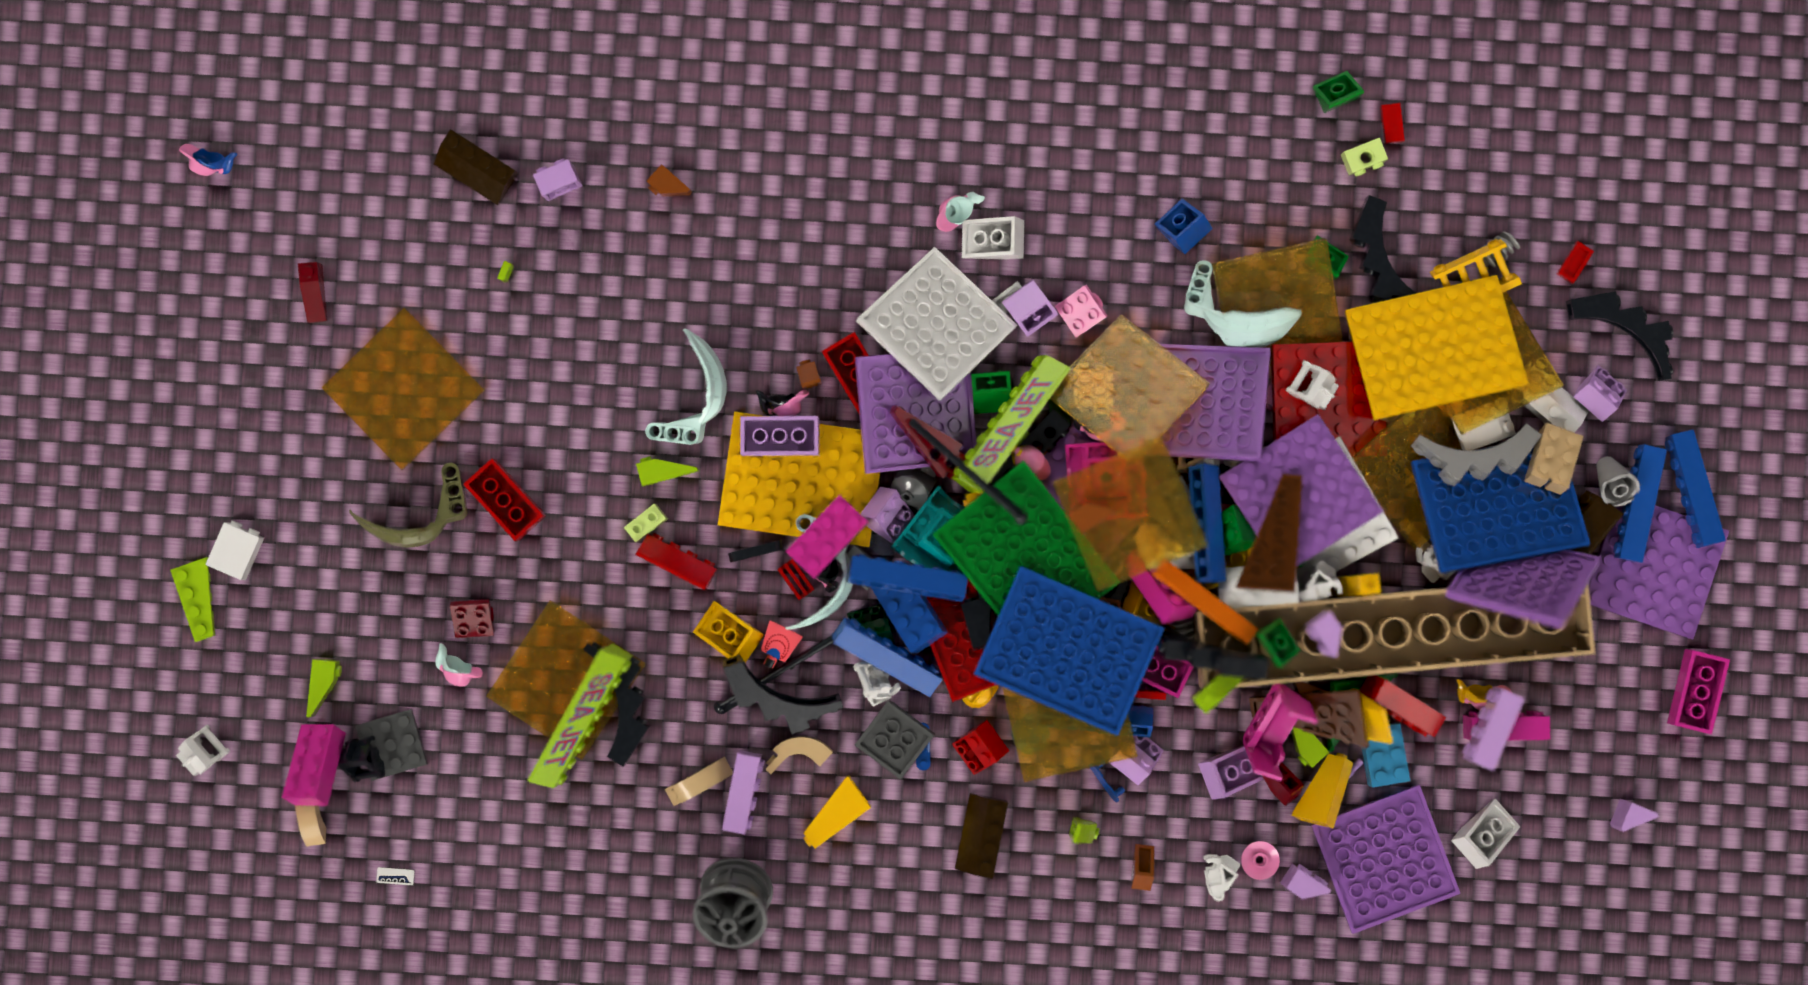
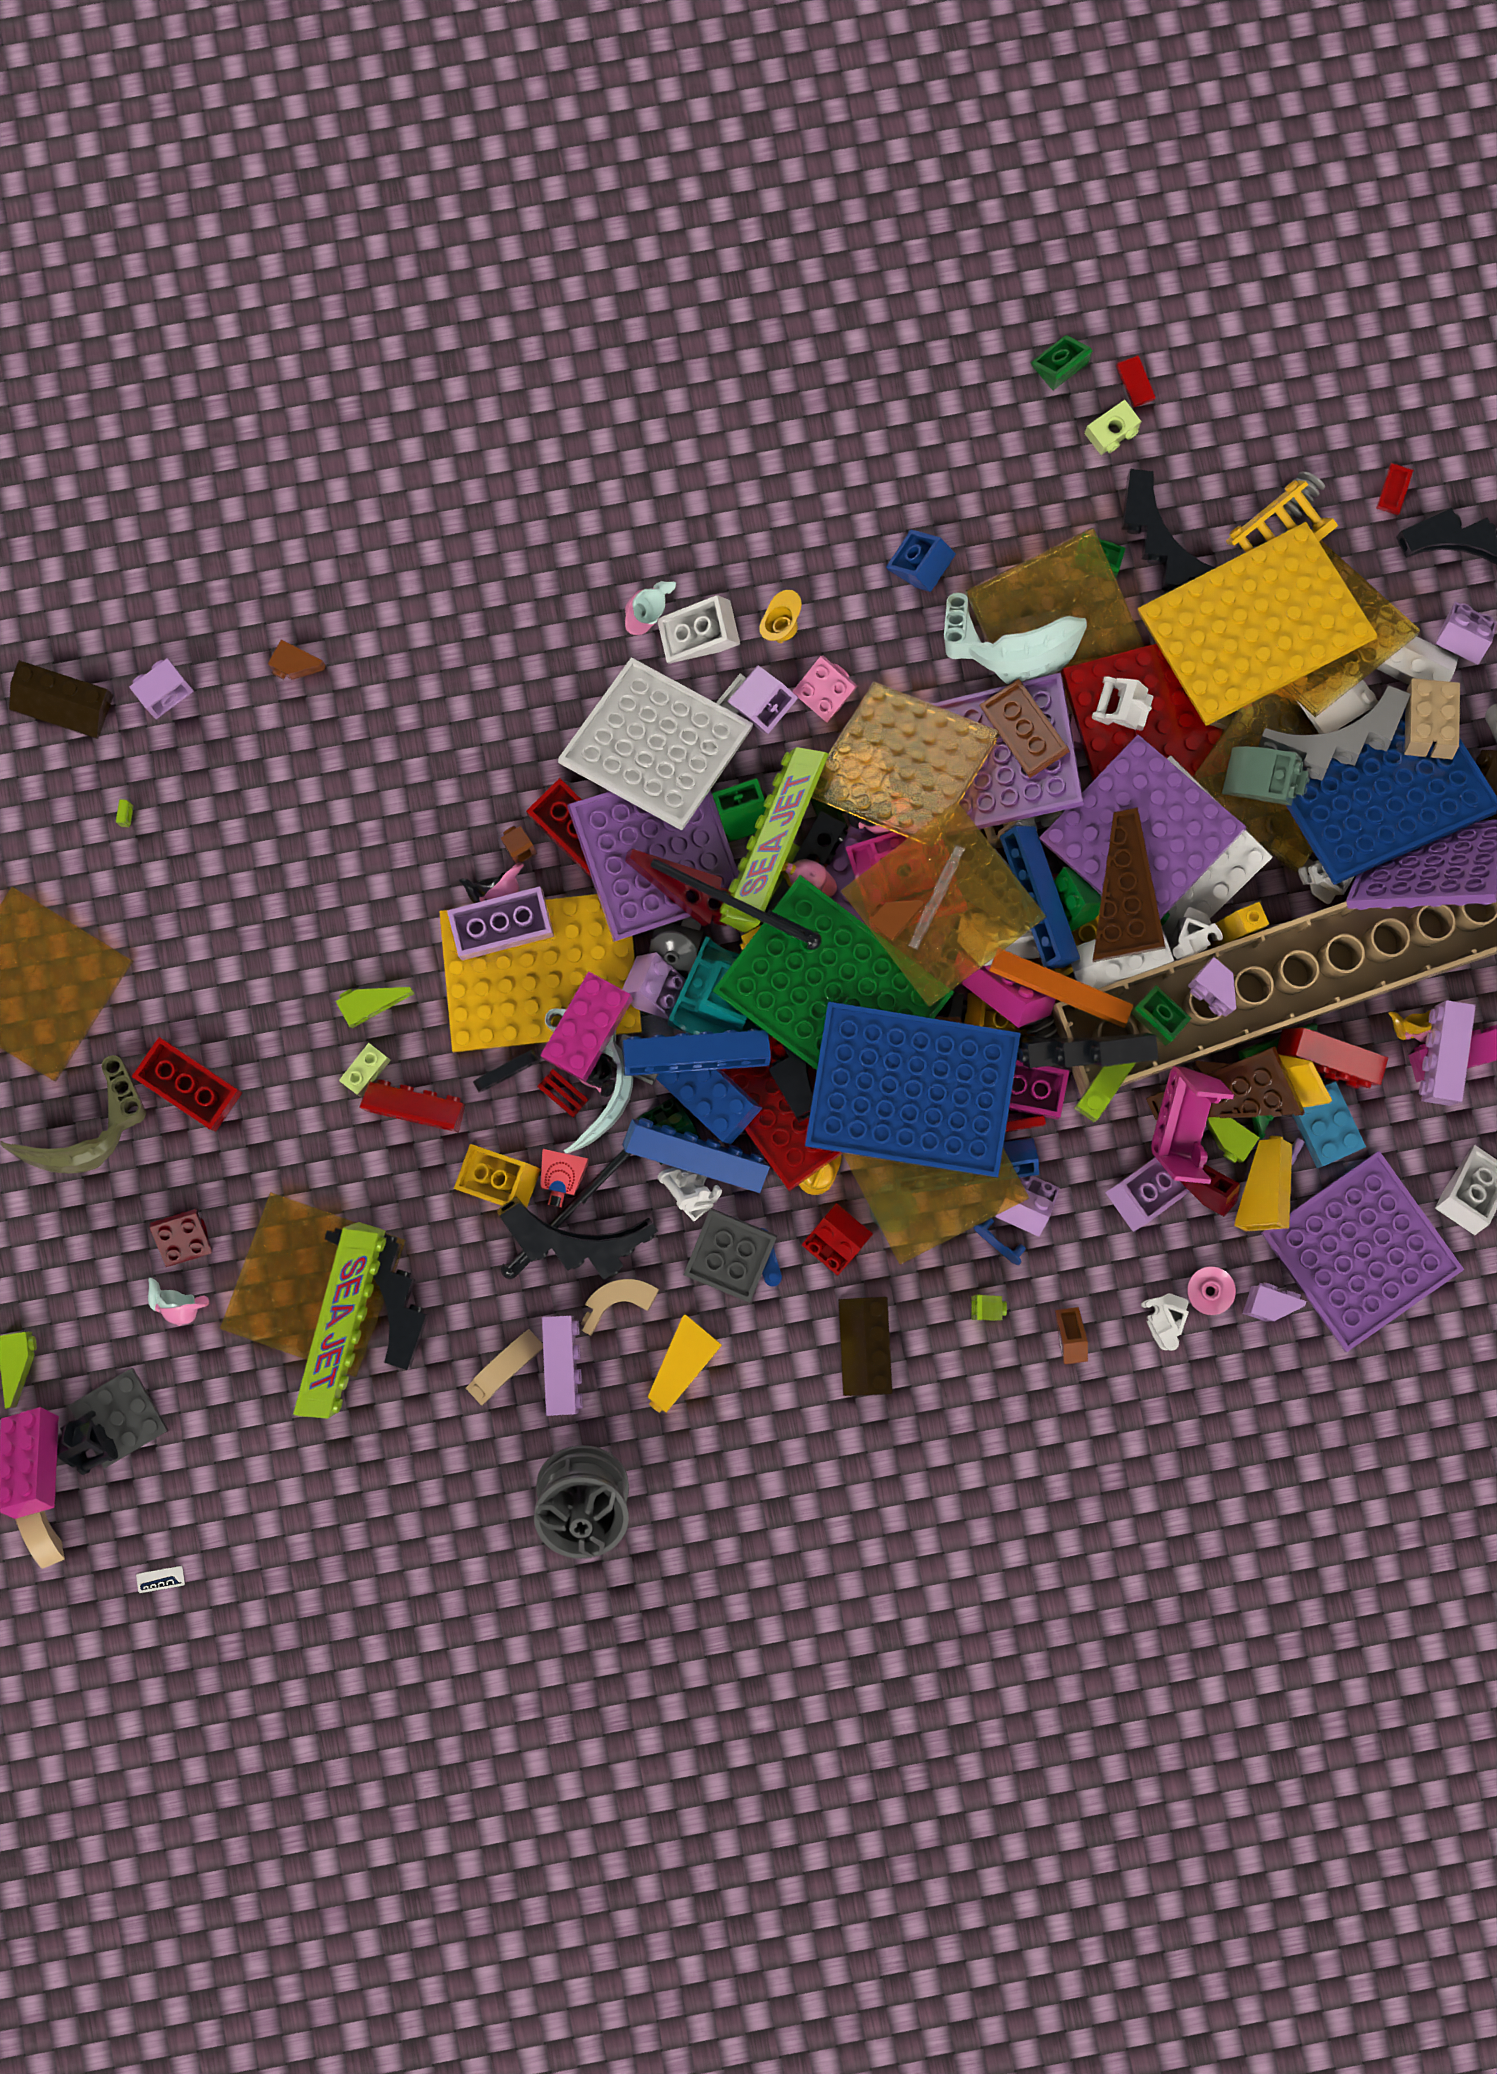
camera: 10 degrees left, 5 degrees down
(715, 399) = (412, 897): light aqua piece -> none
(1061, 244) = (781, 617): none -> yellow piece
(1126, 508) = (939, 893): none -> clear piece
(1230, 386) = (1024, 728): none -> dark orange tile
(1409, 472) = (1265, 775): none -> sand green piece

